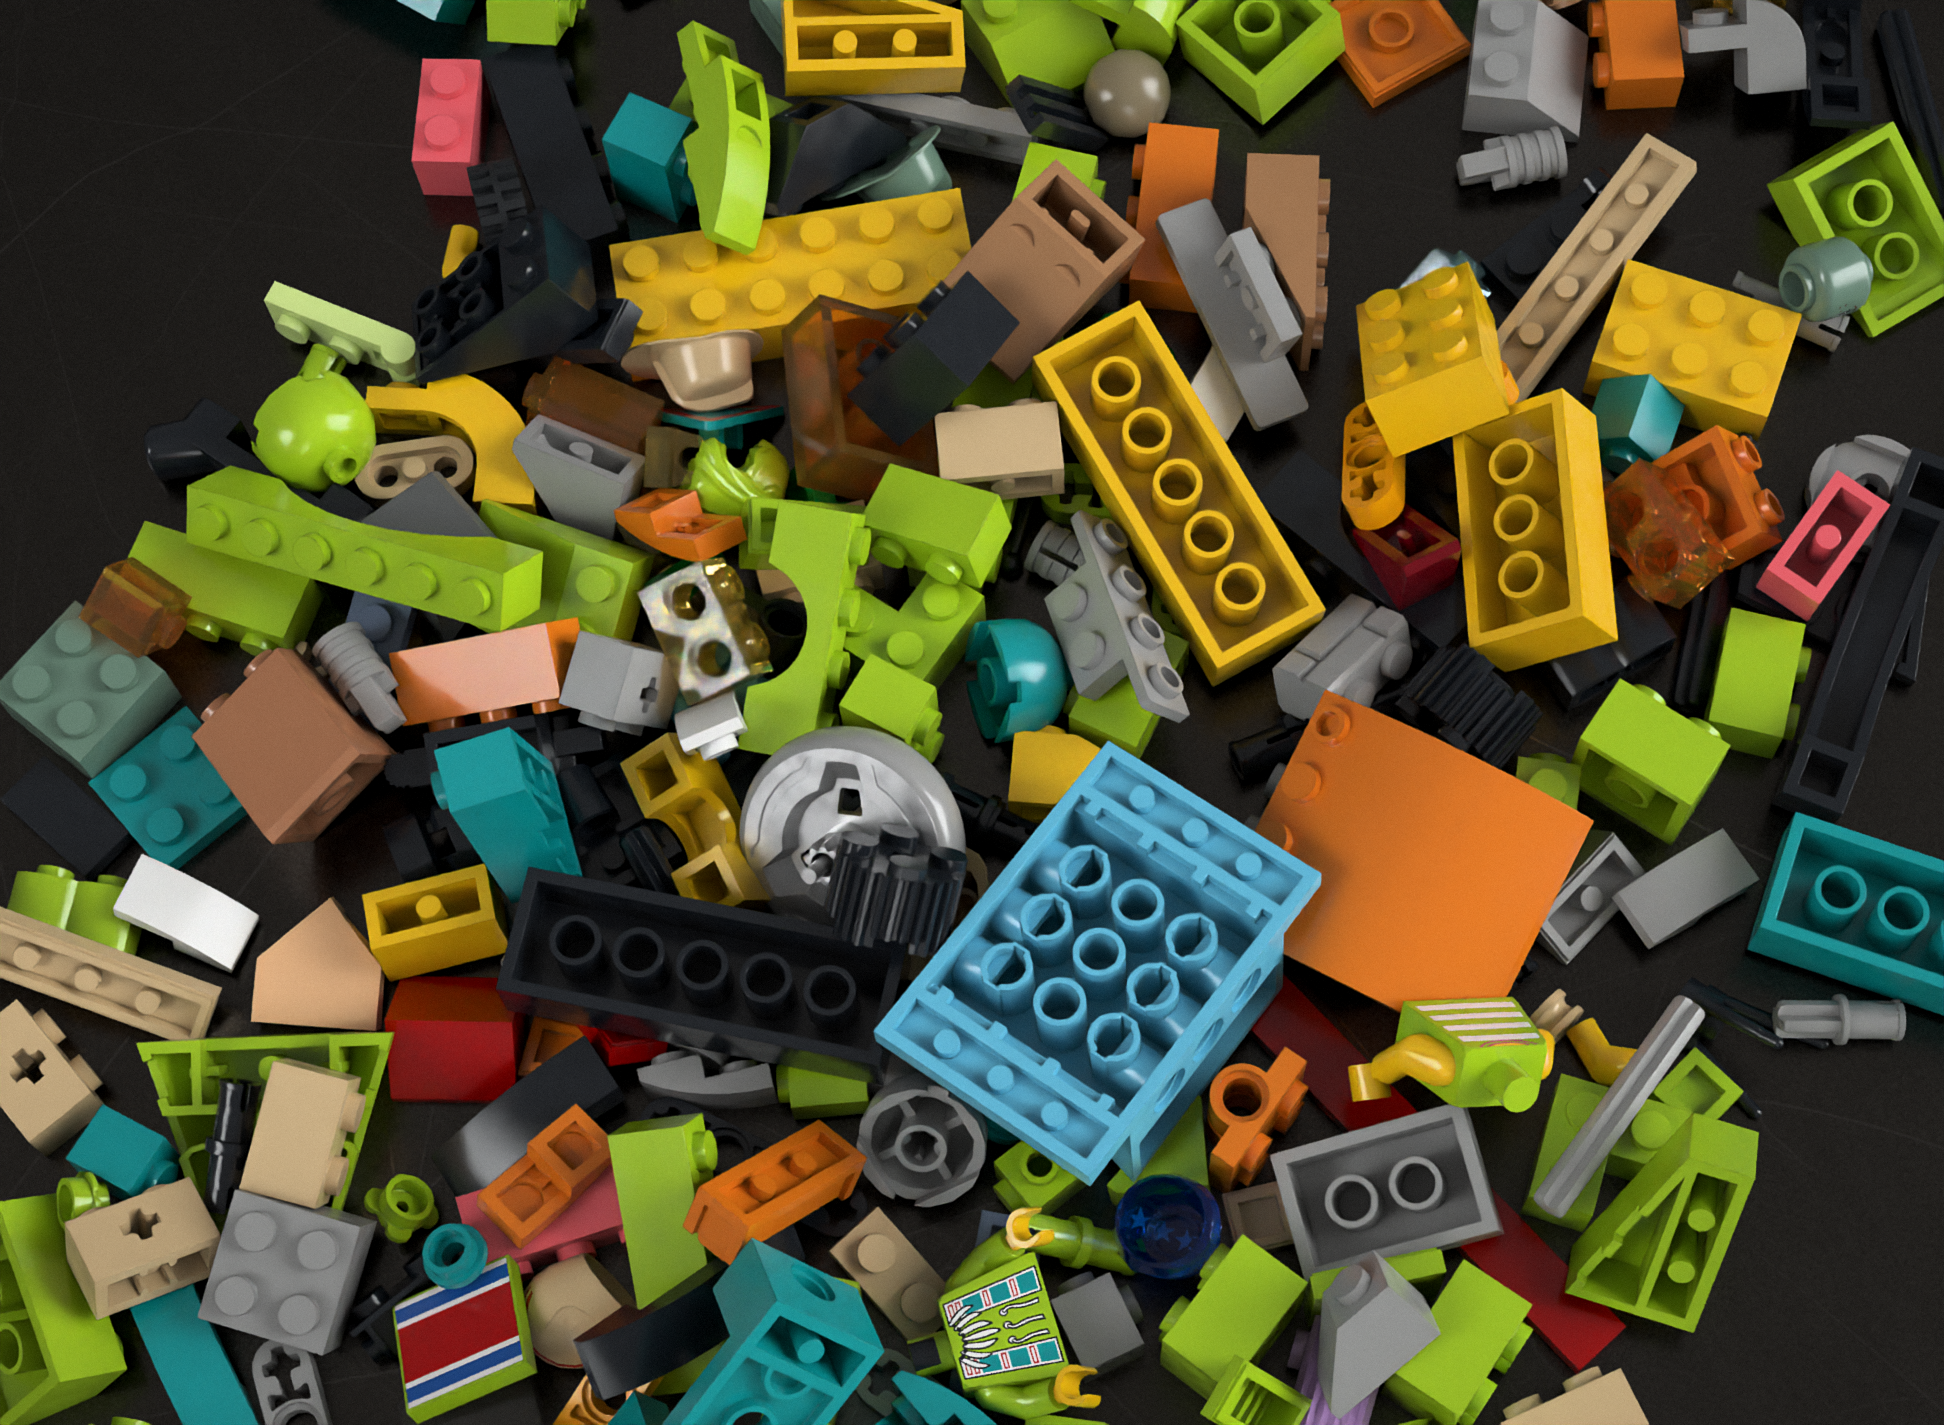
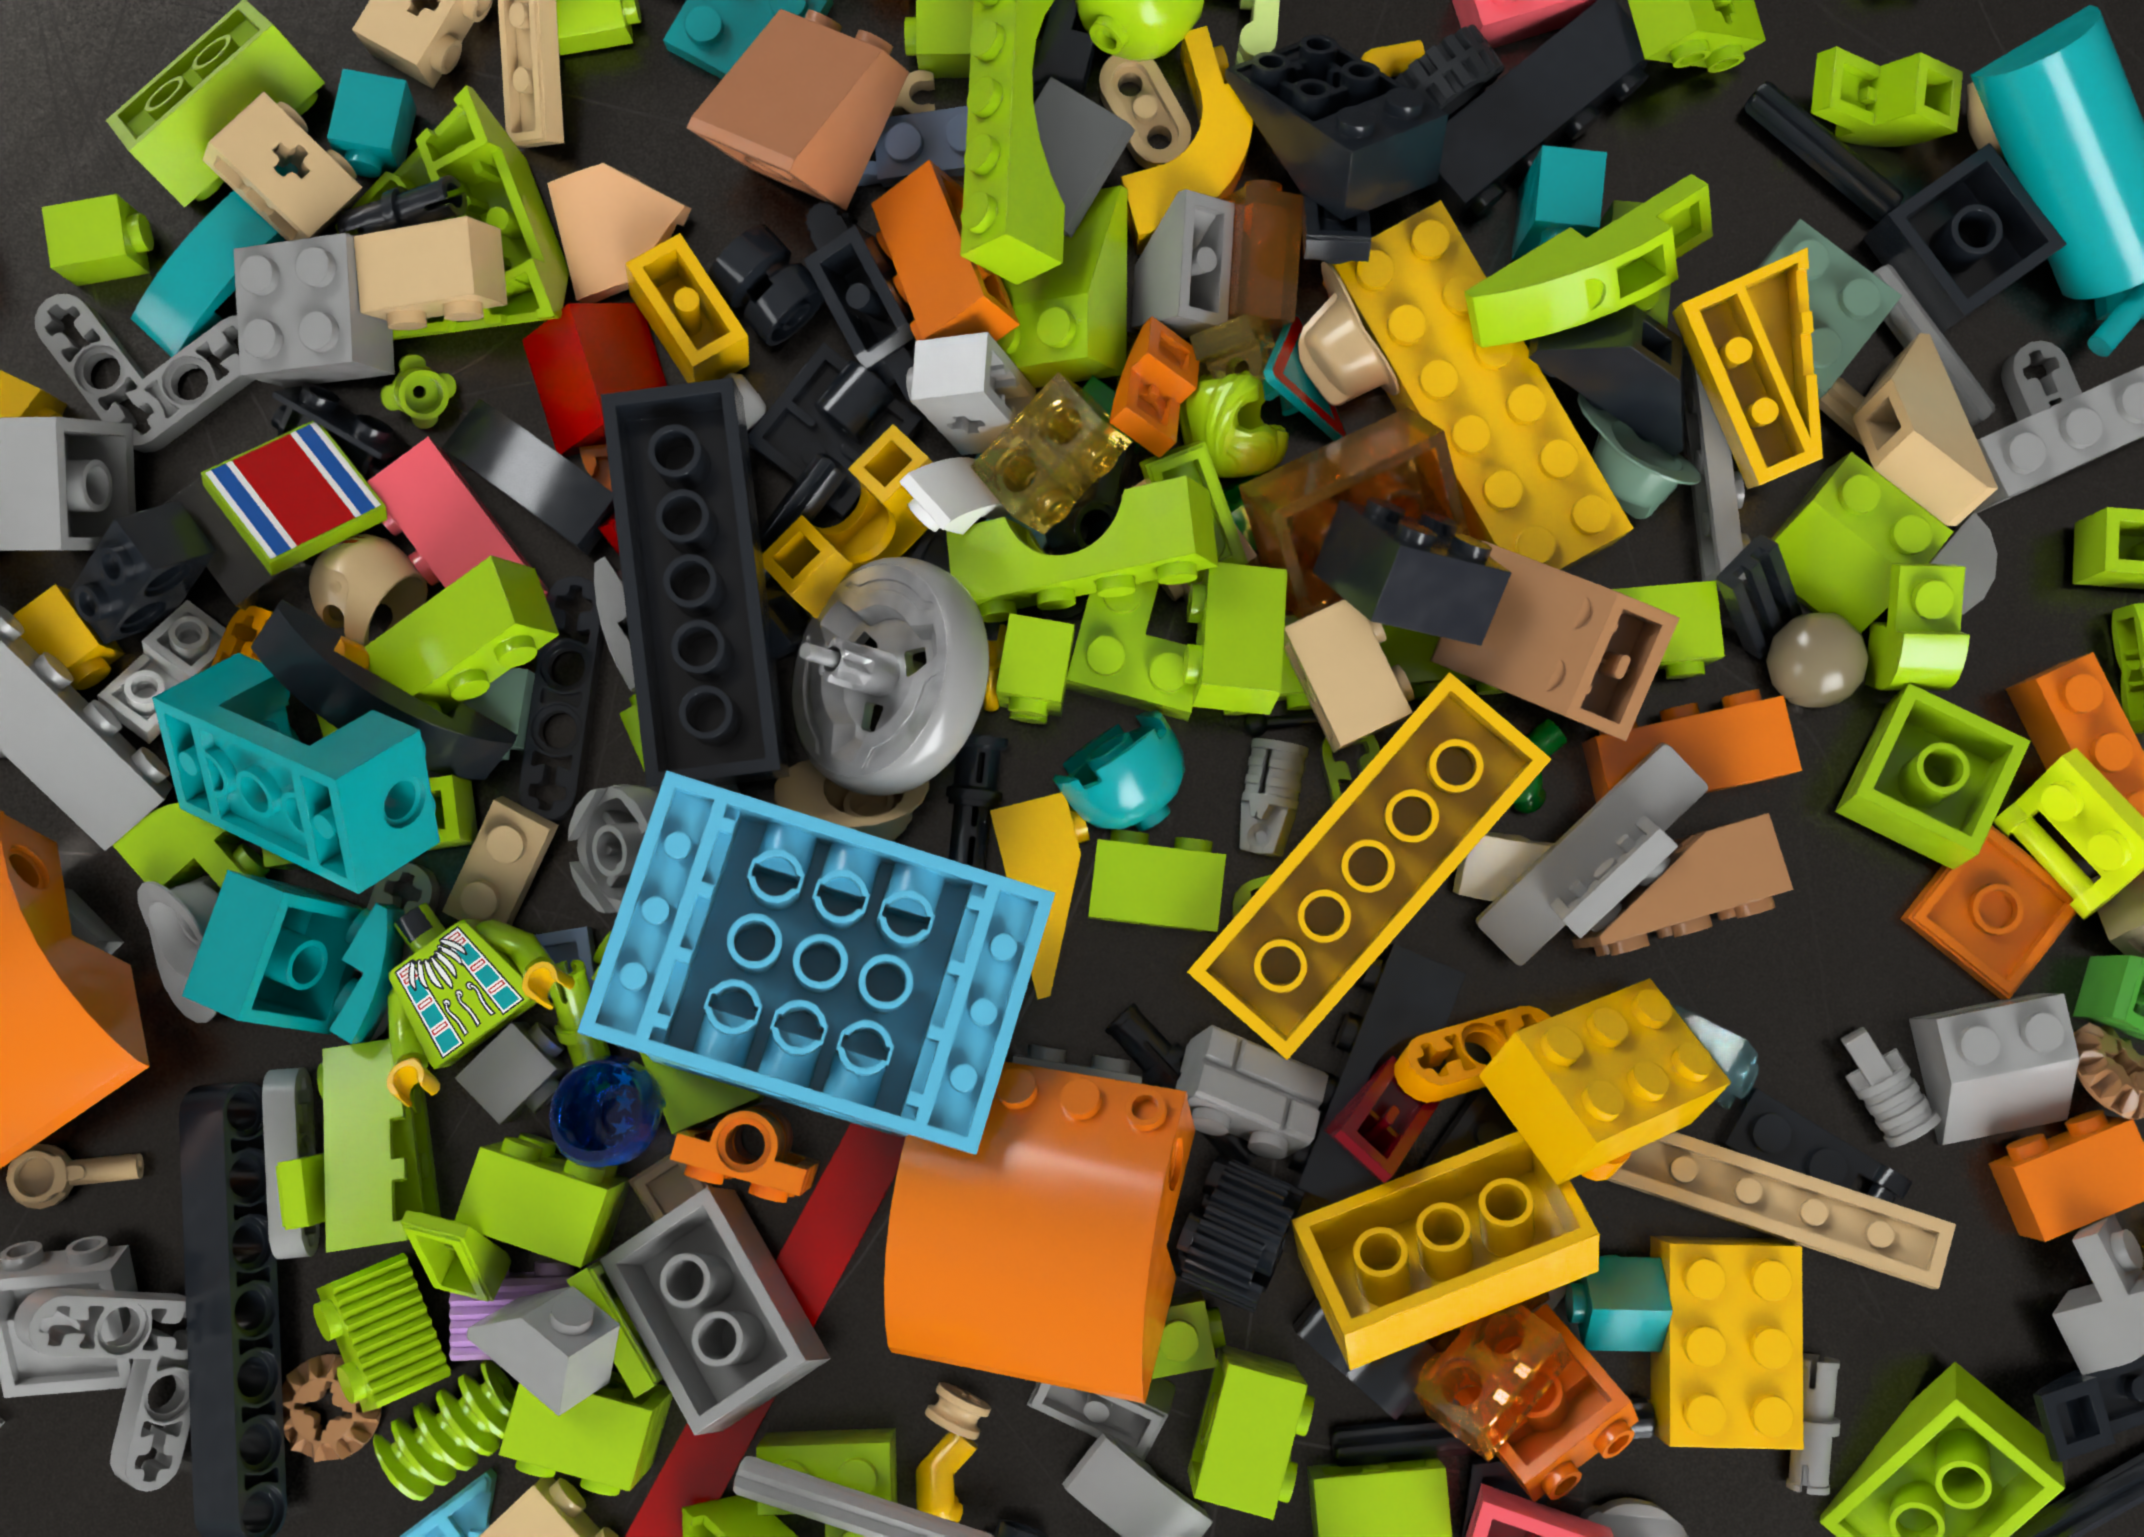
camera: 65 degrees right, 15 degrees up
(78, 1195) = (311, 99): lime plate -> none
(186, 912) = (620, 79): white slope -> none
(360, 675) = (896, 144): light grey hinge -> none
(444, 1245) = (361, 443): teal plate -> none
(506, 806) = (780, 336): teal wedge -> none
(548, 1178) = (467, 512): orange slope -> none
(773, 1190) = (507, 730): orange container -> none
(894, 889) = (819, 738): black brick -> none
(1109, 626) = (1201, 849): light grey bracket -> none
(1464, 1053) = (859, 1350): torso -> none
(1826, 279) = (1853, 1463): sand green head -> none

